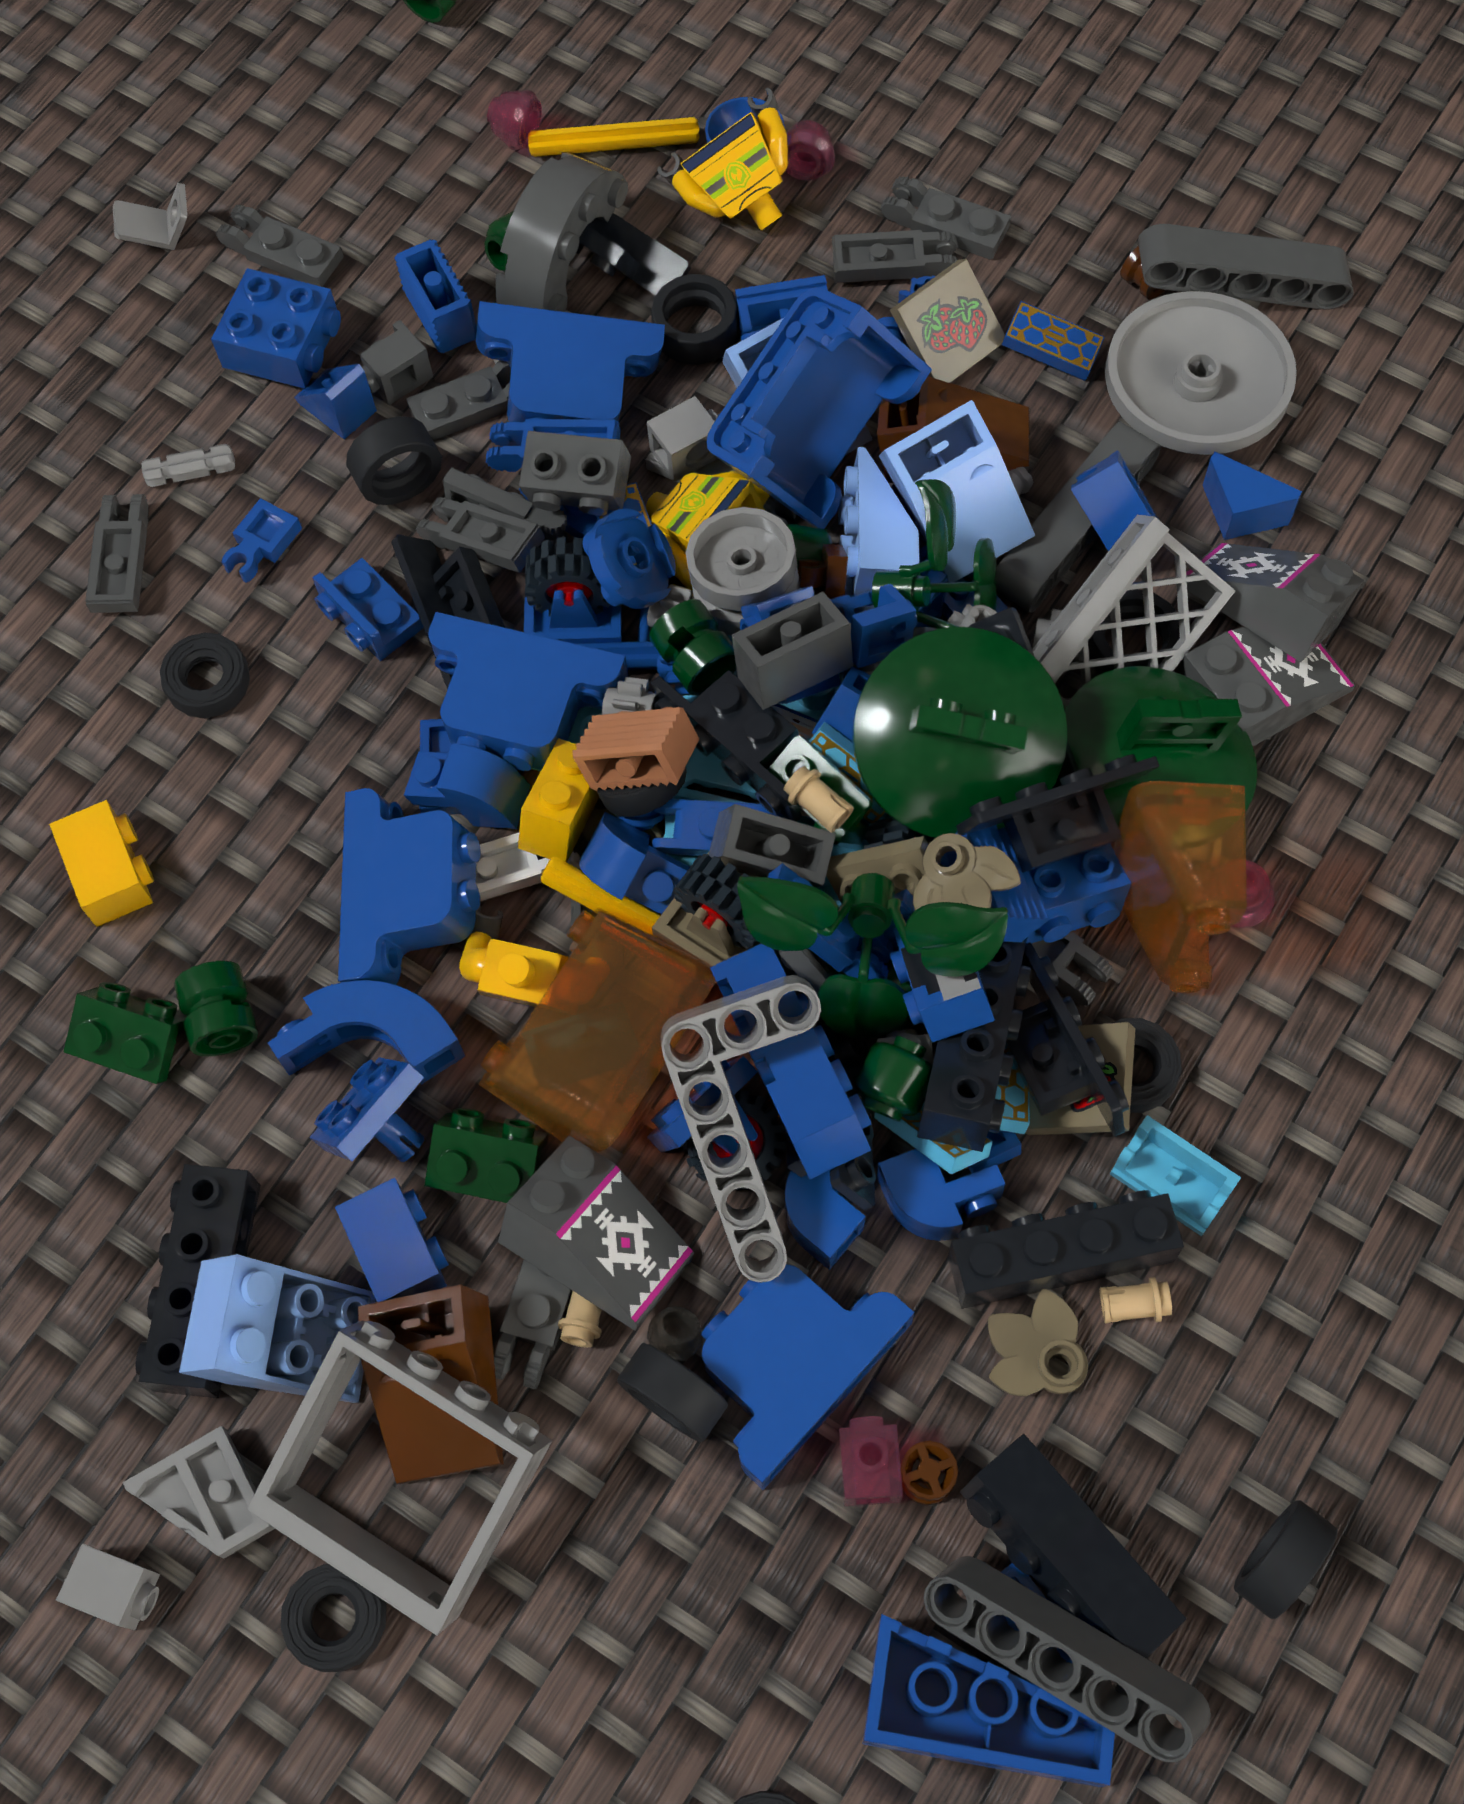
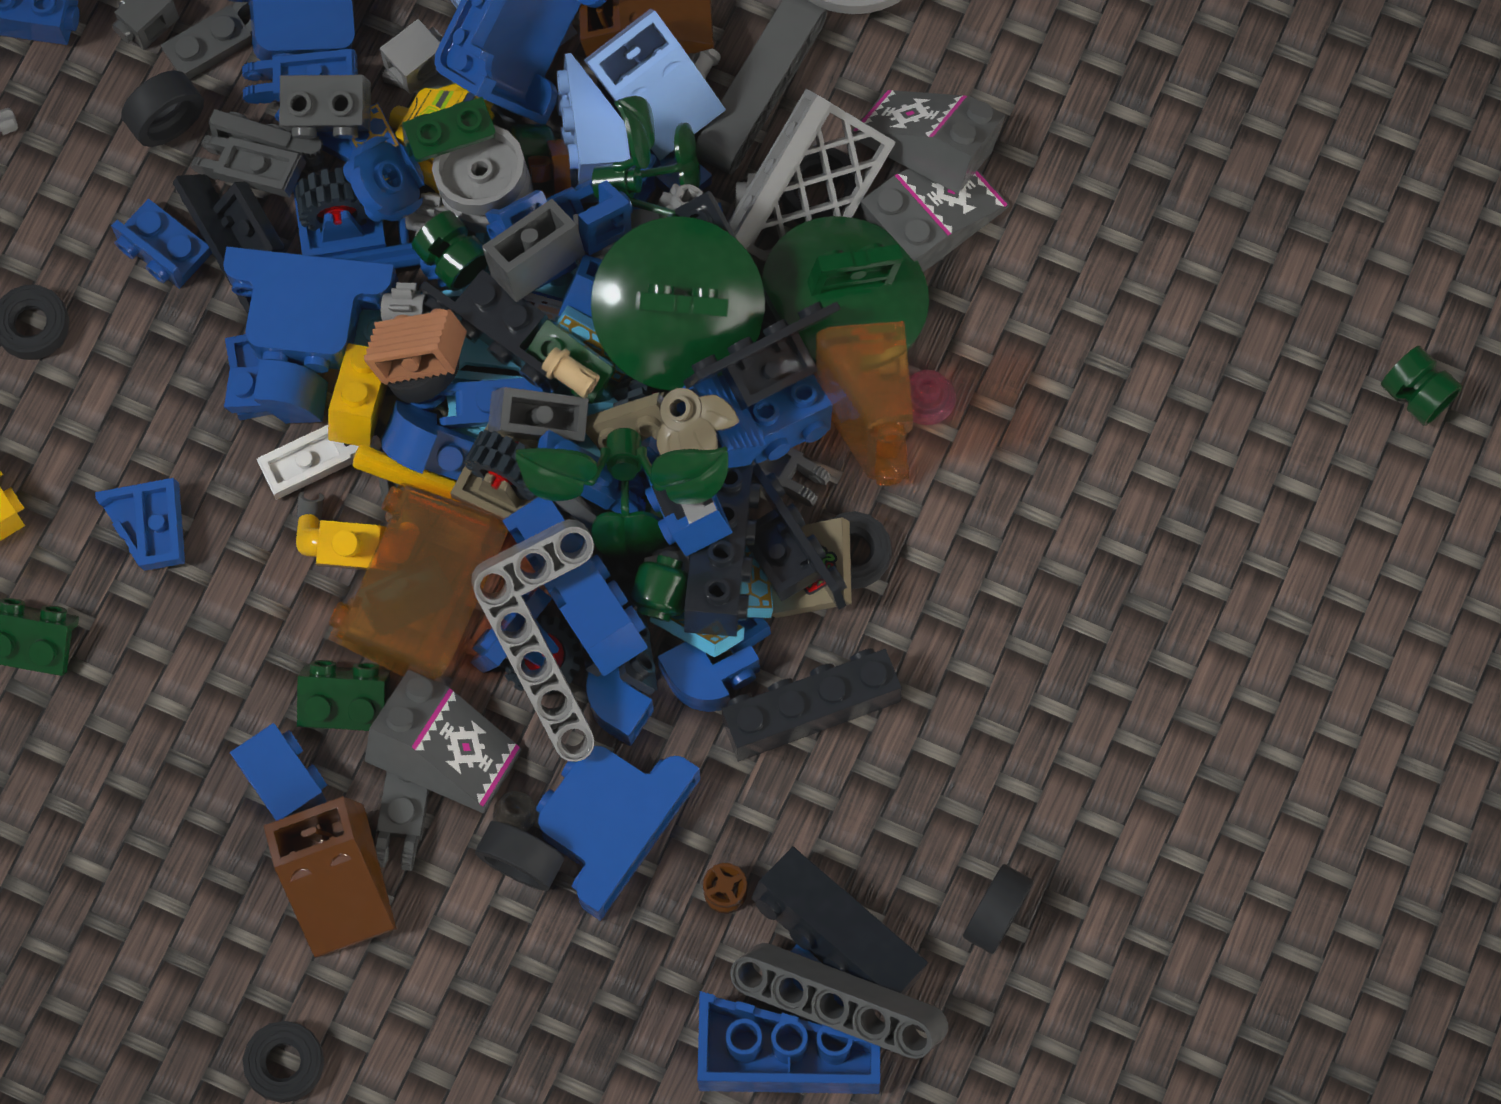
camera: 10 degrees left, 5 degrees up
(109, 1588) = (106, 1065): light grey brick -> none
(204, 1493) = (166, 986): light grey wing -> none
(210, 1221) = (129, 826): black brick -> none
(215, 1008) = (97, 602): dark green wheel -> none
(261, 534) = (56, 188): blue plate -> none
(267, 1325) = (200, 853): light blue slope -> none
(293, 916) = (148, 521): none -> blue wing
(339, 398) = (99, 51): blue slope -> none
(348, 1545) = (287, 1007): light grey window -> none
(369, 1012) = (230, 592): blue arch -> none
(370, 1112) = (244, 673): blue plate -> none
(402, 885) = (236, 485): blue brick -> none
(581, 1322) = (439, 814): tan pin -> none
(710, 508) = (448, 130): none -> dark green bracket
(870, 1462) = (679, 887): clear pink brick -> none
(1031, 1343) = (795, 779): dark tan plate -> none
(1111, 498) = (791, 68): blue hinge -> none
(1136, 1301) = (872, 736): tan pin -> none
(1169, 1164) = (884, 625): medium azure hinge -> none
(1247, 499) = (904, 49): blue slope -> none

